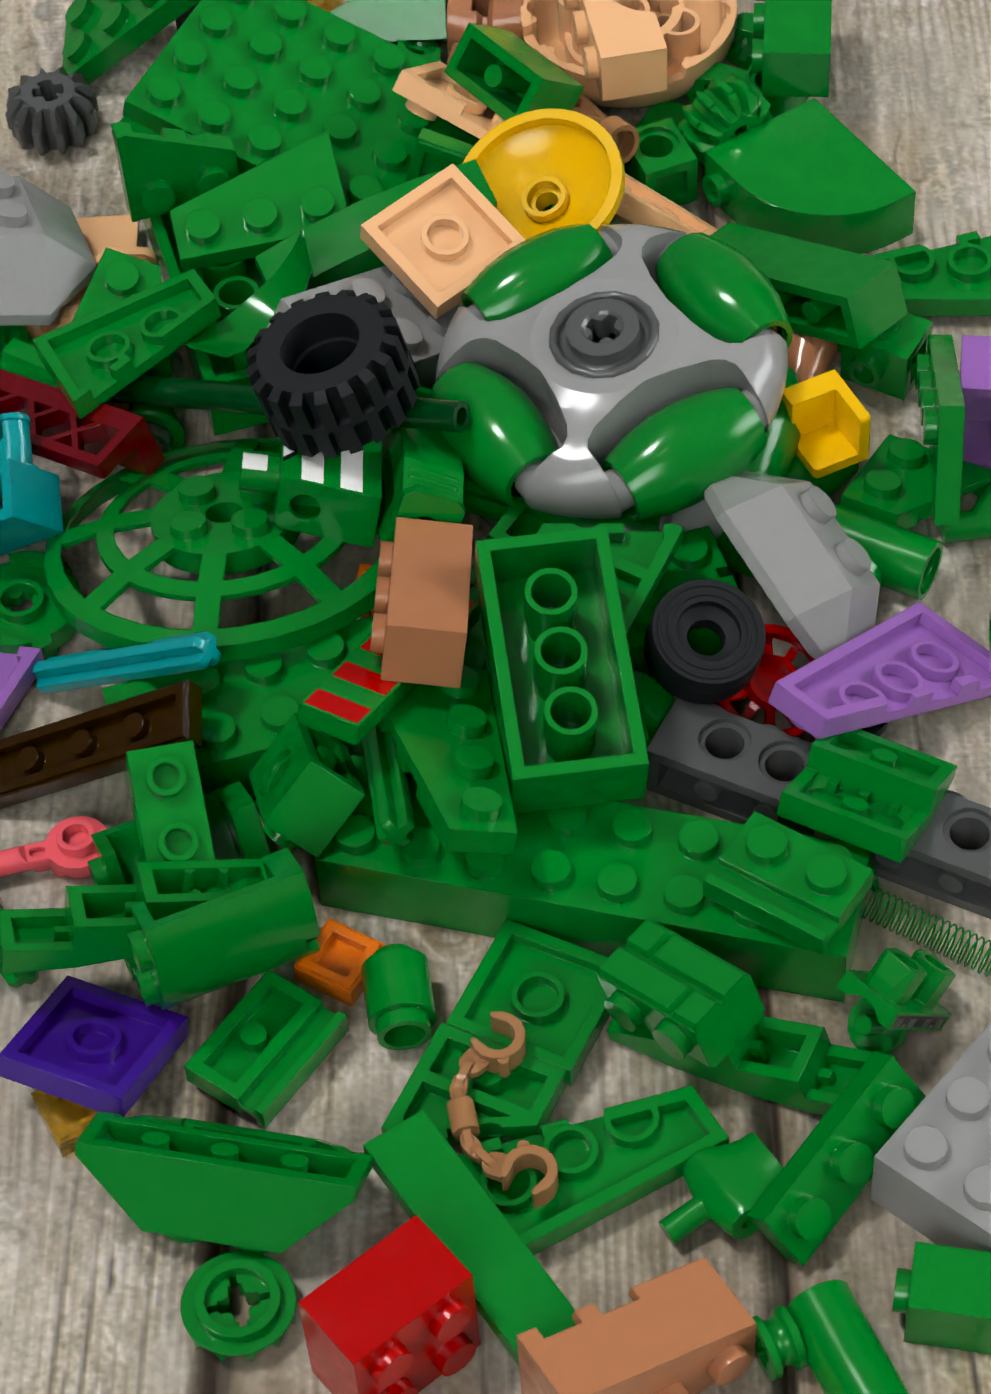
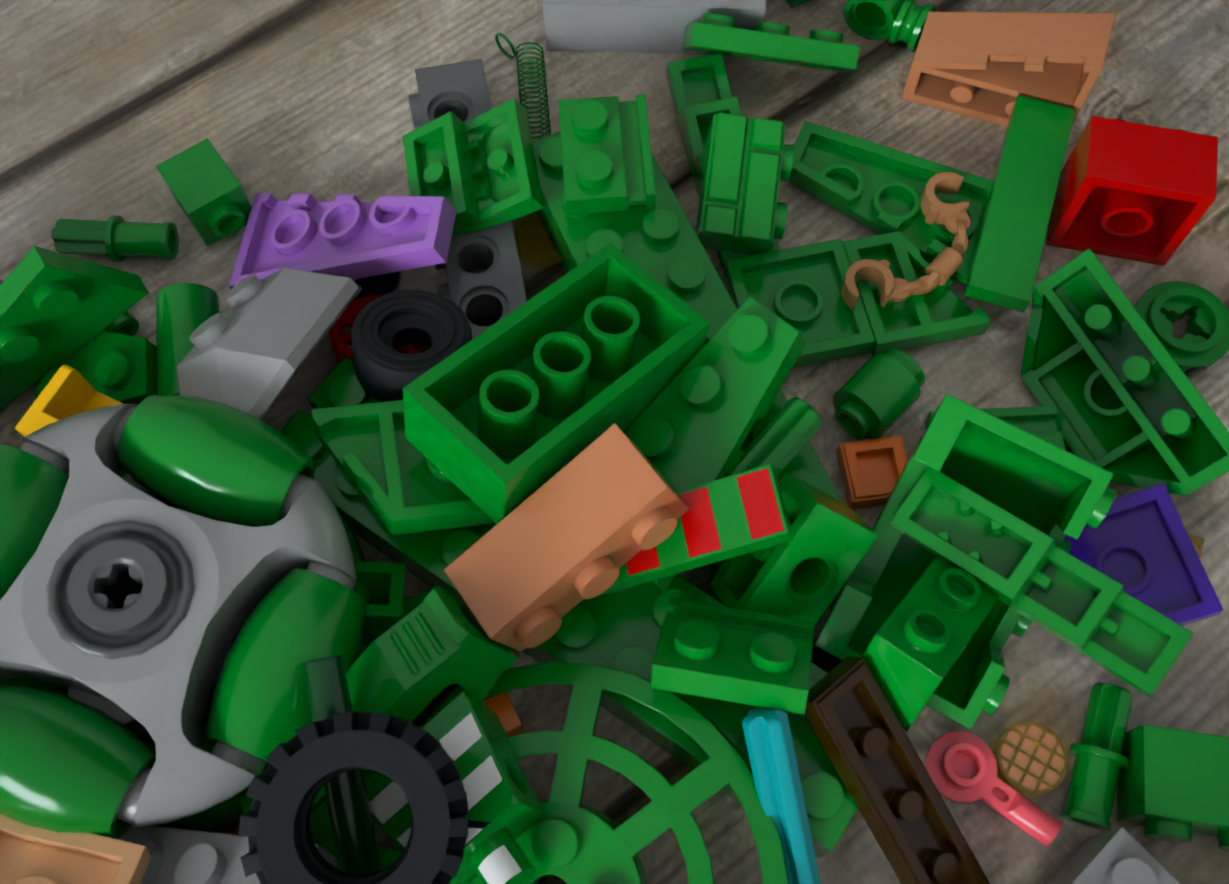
camera: 130 degrees left, 15 degrees up
(37, 887) = (1030, 758): none -> tile
(262, 672) = (734, 655): none -> green plate
(723, 1188) = (837, 102): green piece -> none
(896, 997) = (627, 73): green hips -> none

